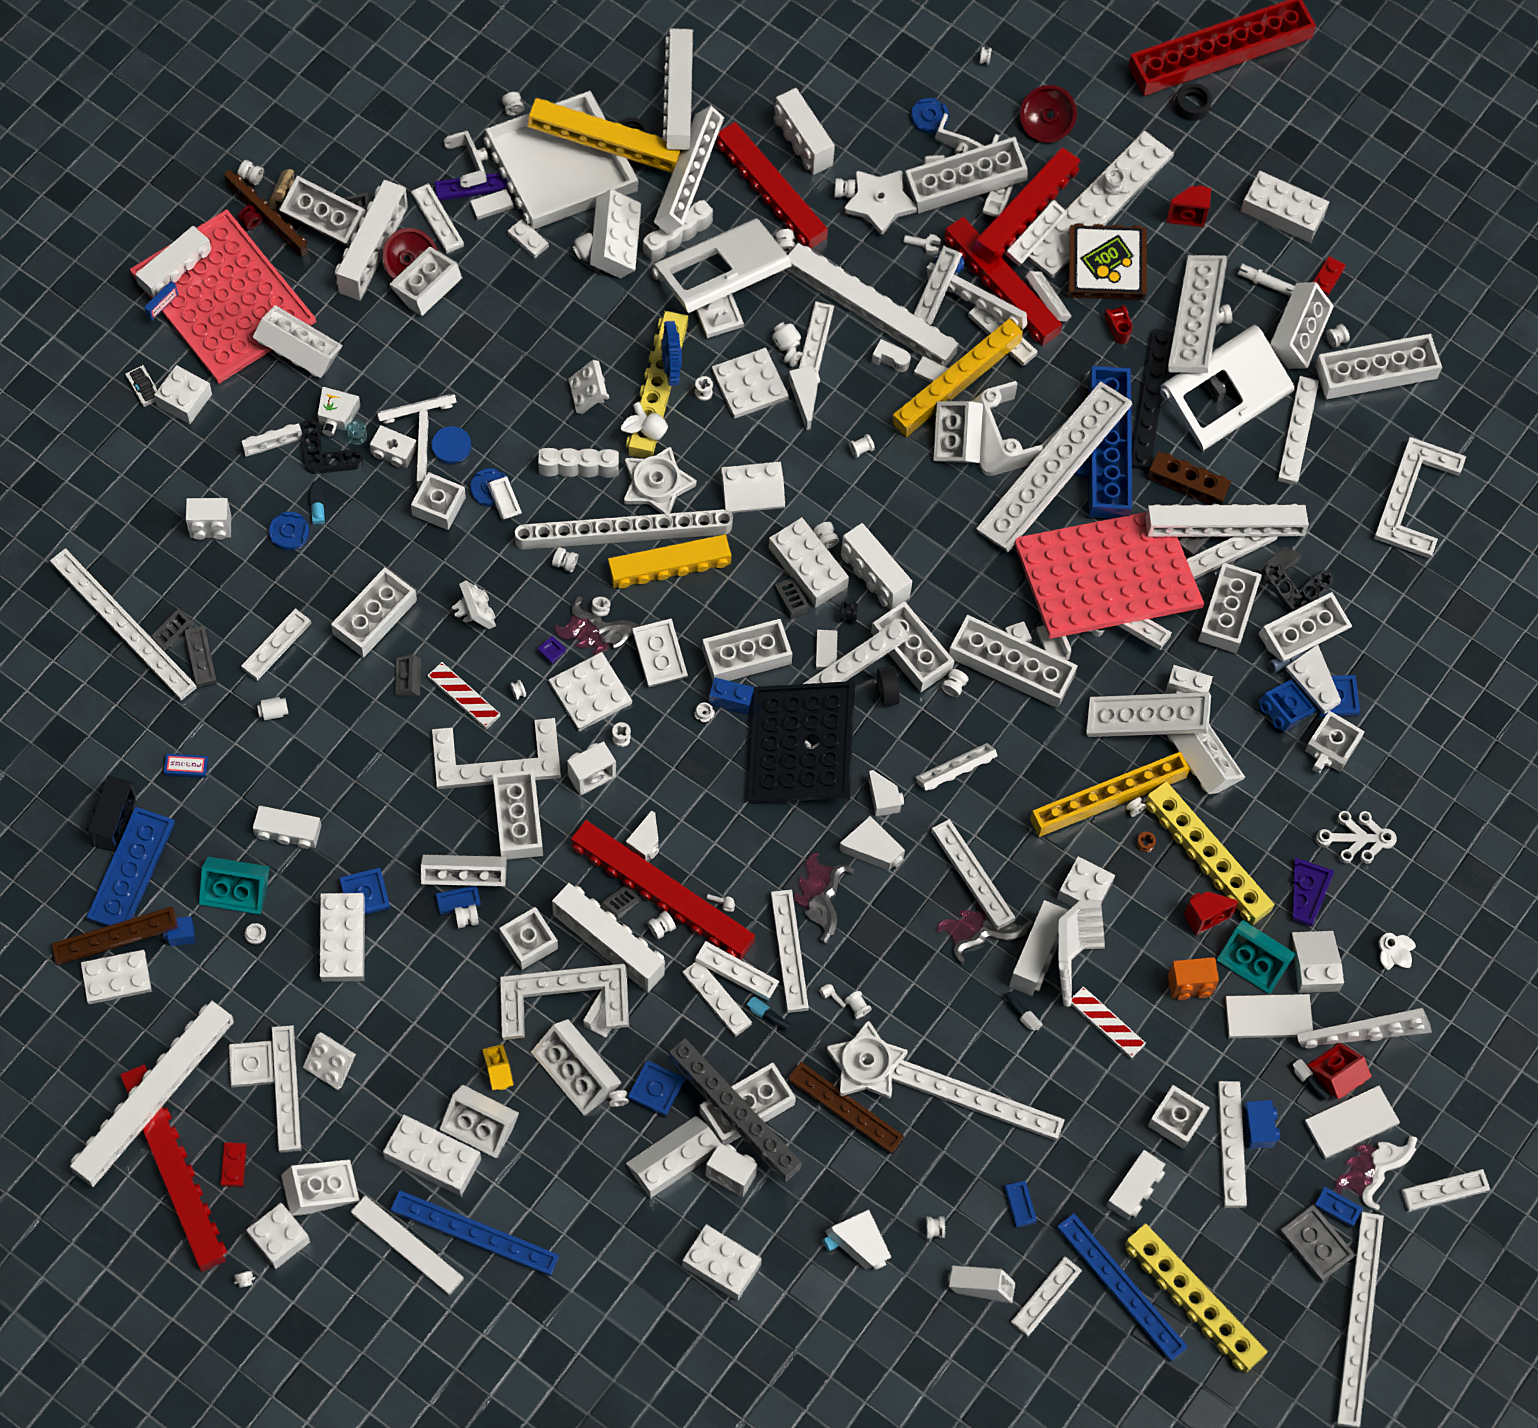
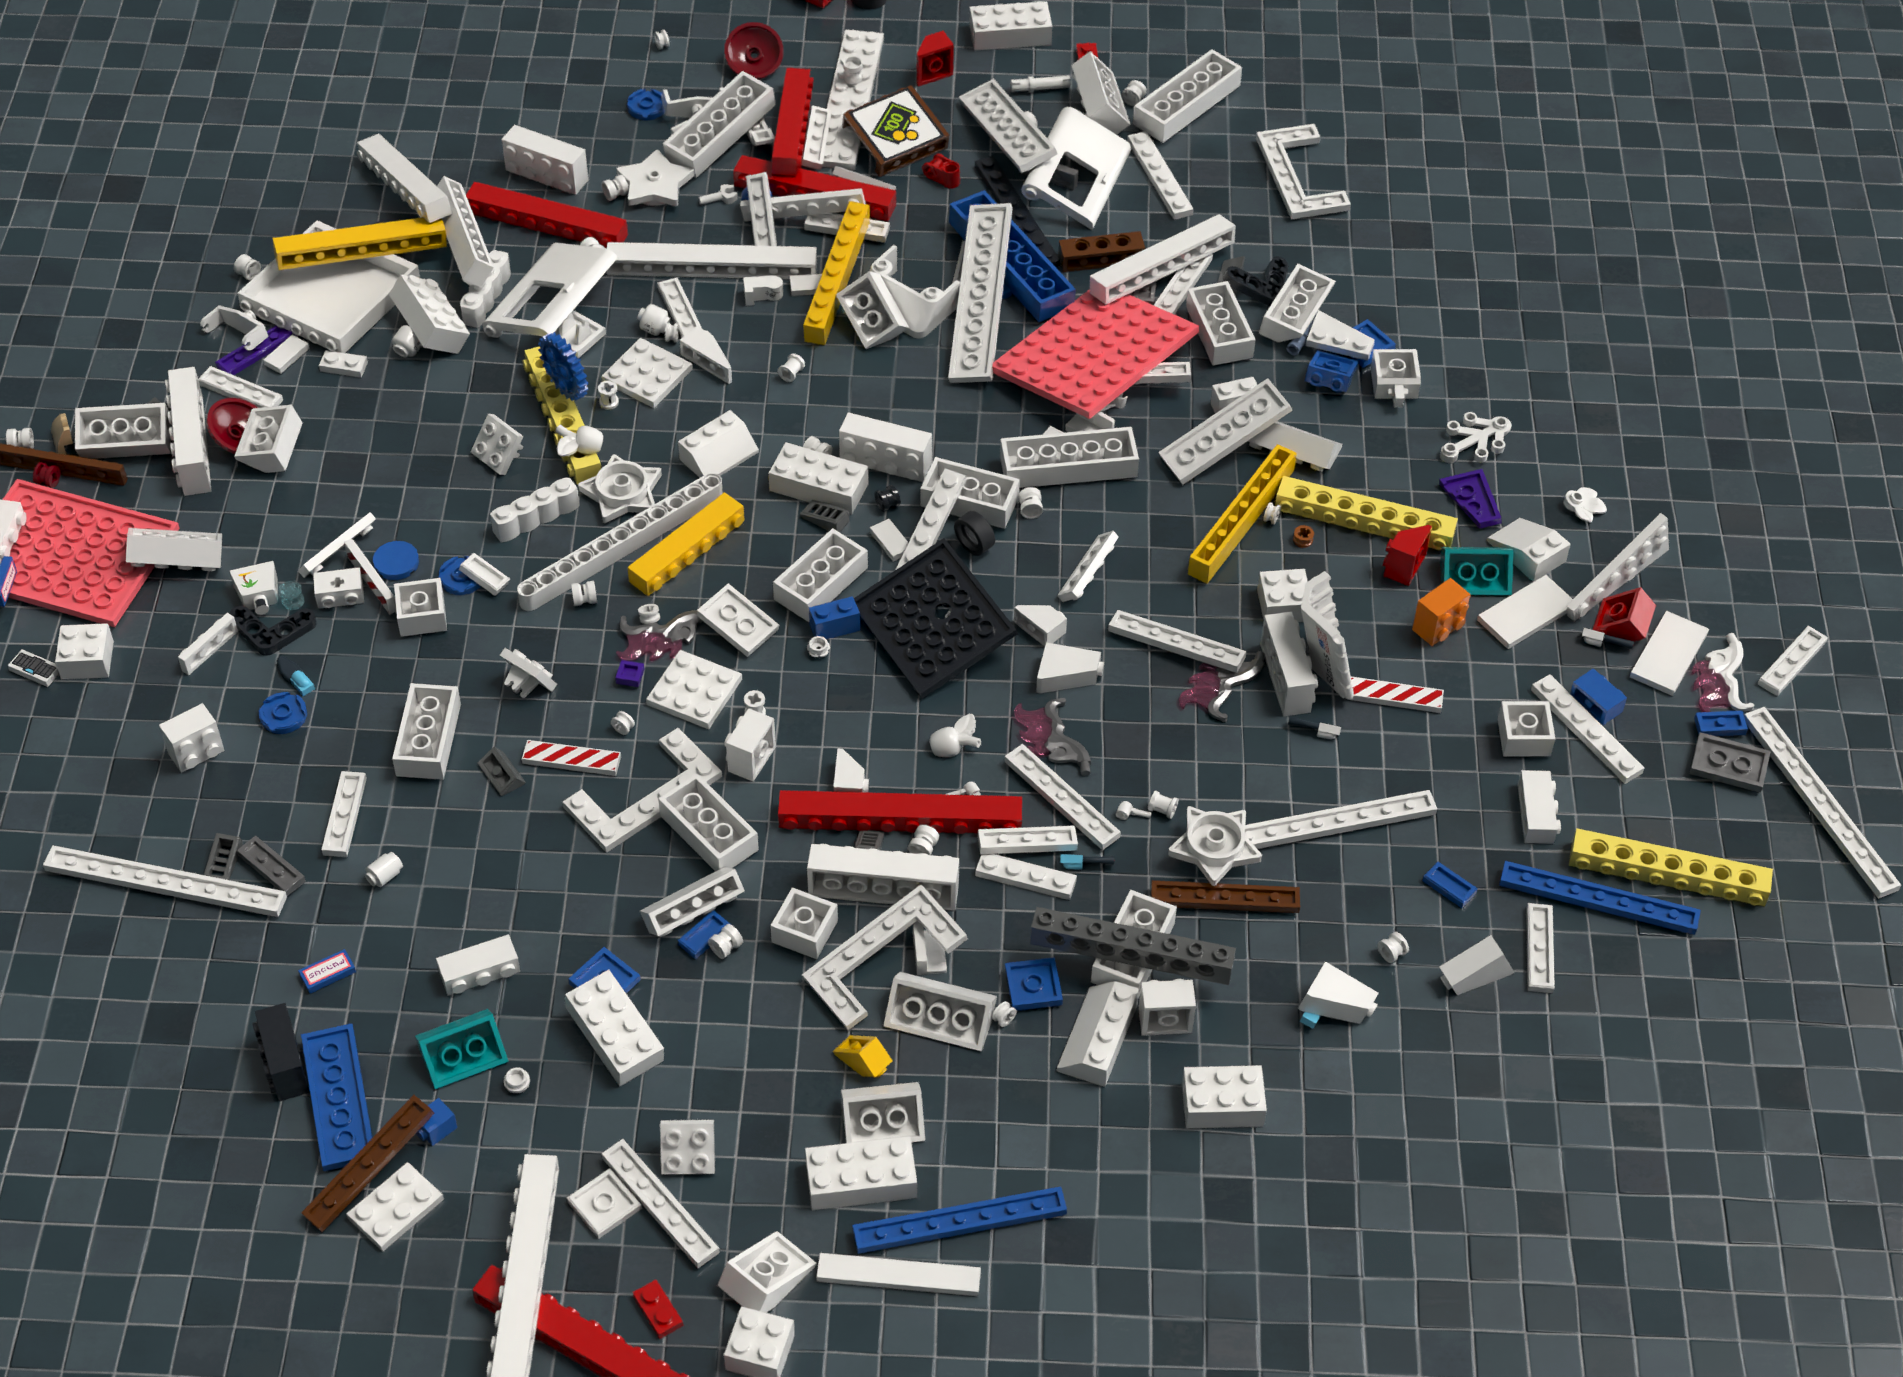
camera: 30 degrees left, 15 degrees down
(742, 852) = (948, 740): none -> white piece

